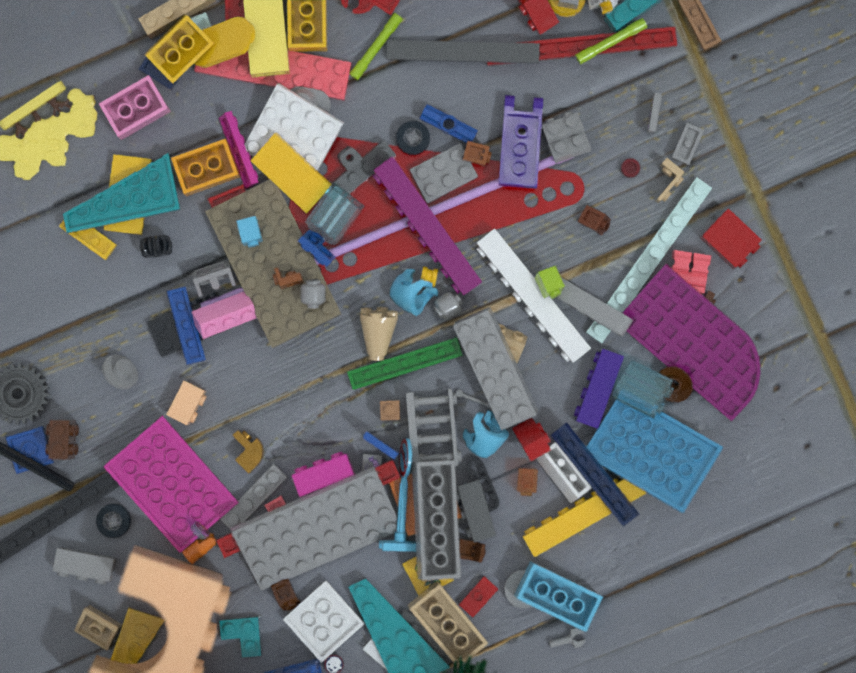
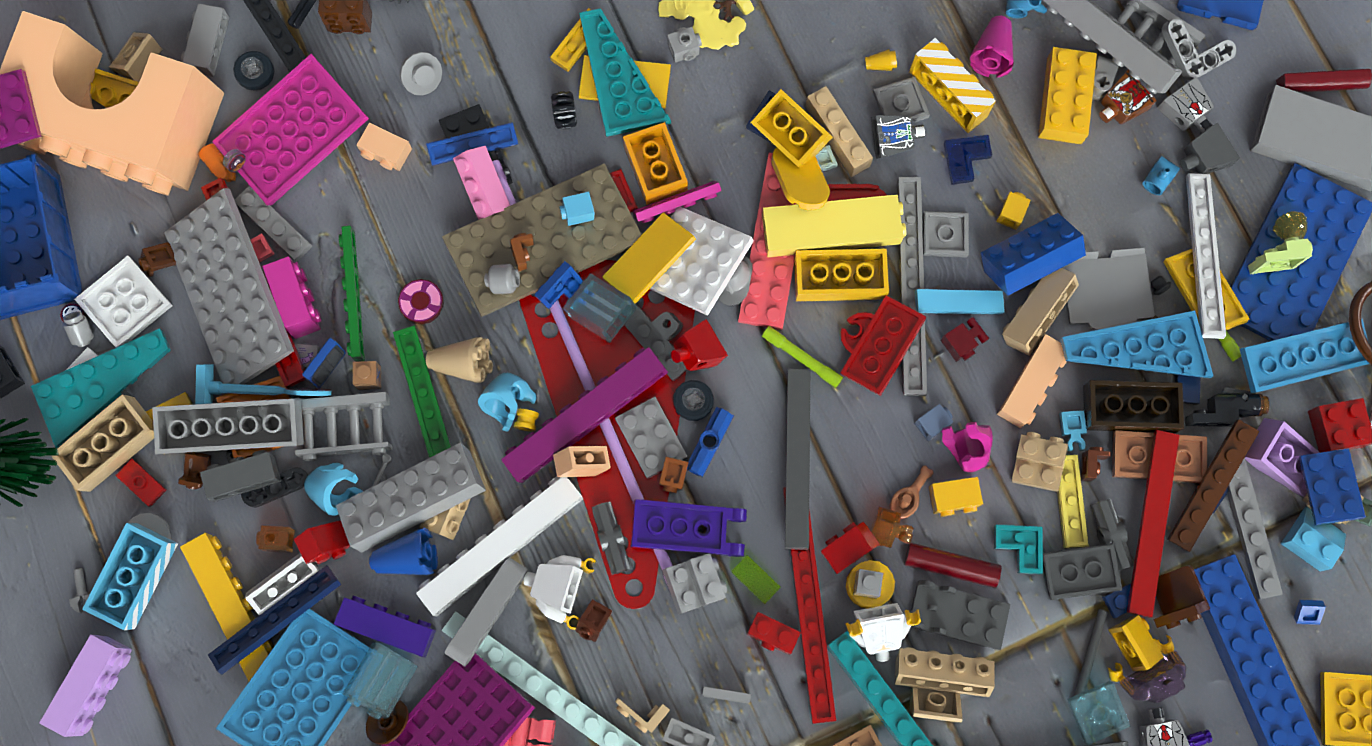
camera: 85 degrees right, 10 degrees down
(100, 146) = (684, 44): none -> light grey brick
(134, 107) = (724, 85): bright pink brick -> none
(212, 275) = (529, 169): light grey window -> none
(247, 630) = (120, 216): teal plate -> none
(253, 452) = (326, 221): pearl gold brick -> none
(309, 428) = (351, 284): none -> green plate
(324, 368) = (420, 301): none -> tile
(348, 656) = (77, 329): none -> light grey brick
(369, 132) = (699, 348): none -> red torso
(448, 306) = (489, 442): light grey head -> none
(466, 228) = (581, 461): none -> light nougat brick
(528, 205) = (611, 538): none -> dark grey piece
(542, 373) = (406, 555): none -> blue cone
(549, 282) = (512, 562): lime brick -> none
(561, 89) = (755, 579): none -> clear neon green tile
(567, 249) = (556, 586): none -> white torso
(592, 51) = (828, 662): lime piece -> none
(606, 75) = (773, 634): none -> red brick
(630, 168) = (658, 665): dark red tile -> none
(649, 627) = (86, 686): none -> lavender brick

